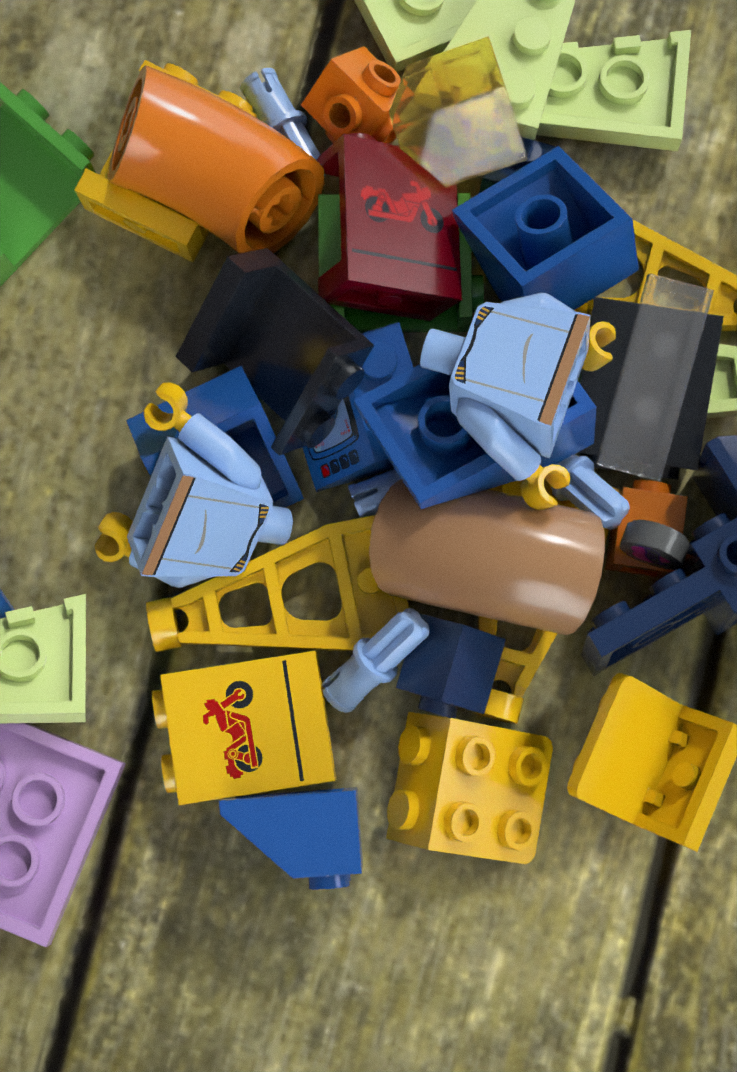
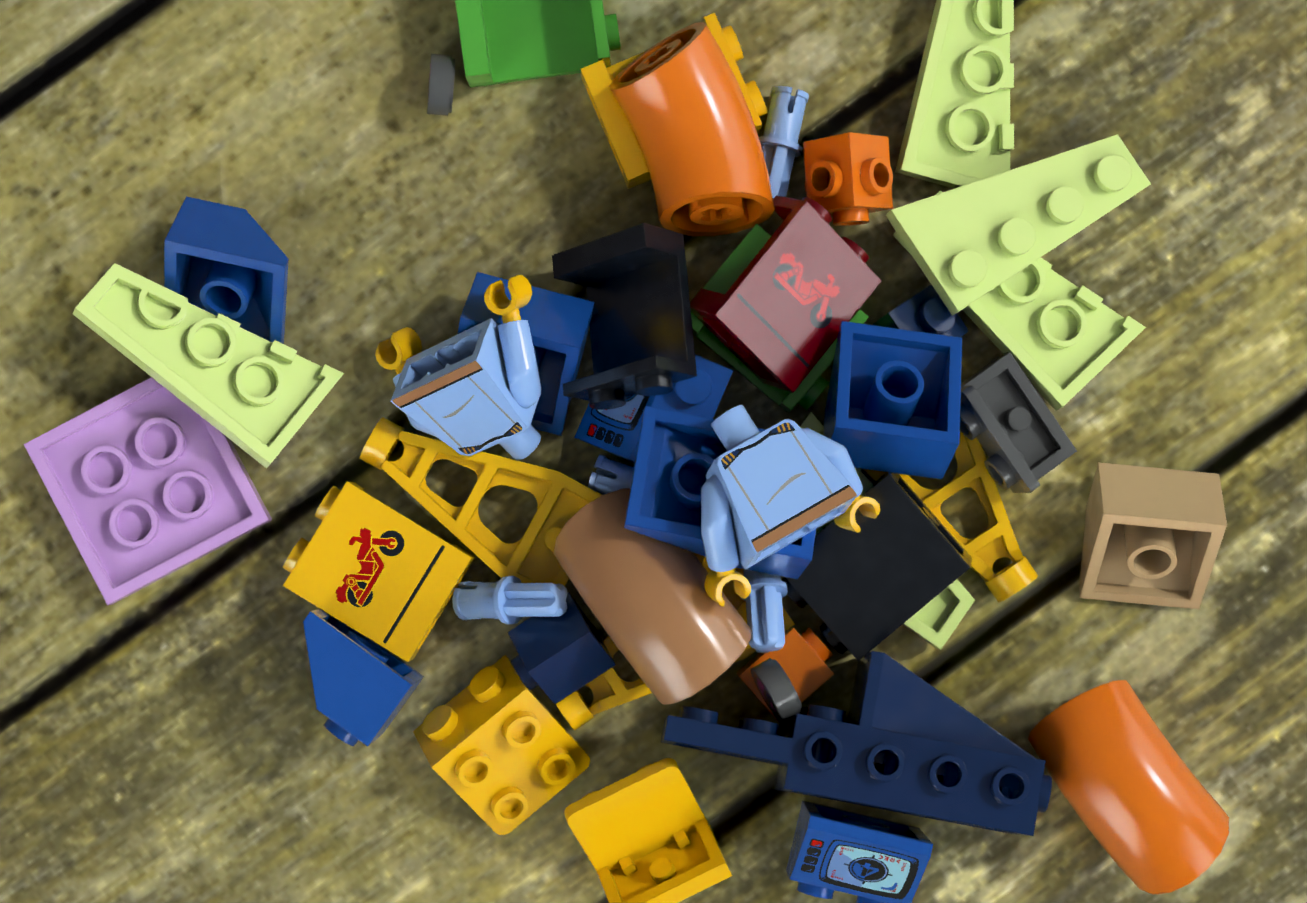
camera: 35 degrees right, 5 degrees up
(457, 114) = (906, 252): clear yellow slope -> none
(654, 377) = (881, 569): clear tile -> none
(658, 187) = (1012, 425): none -> dark grey bracket

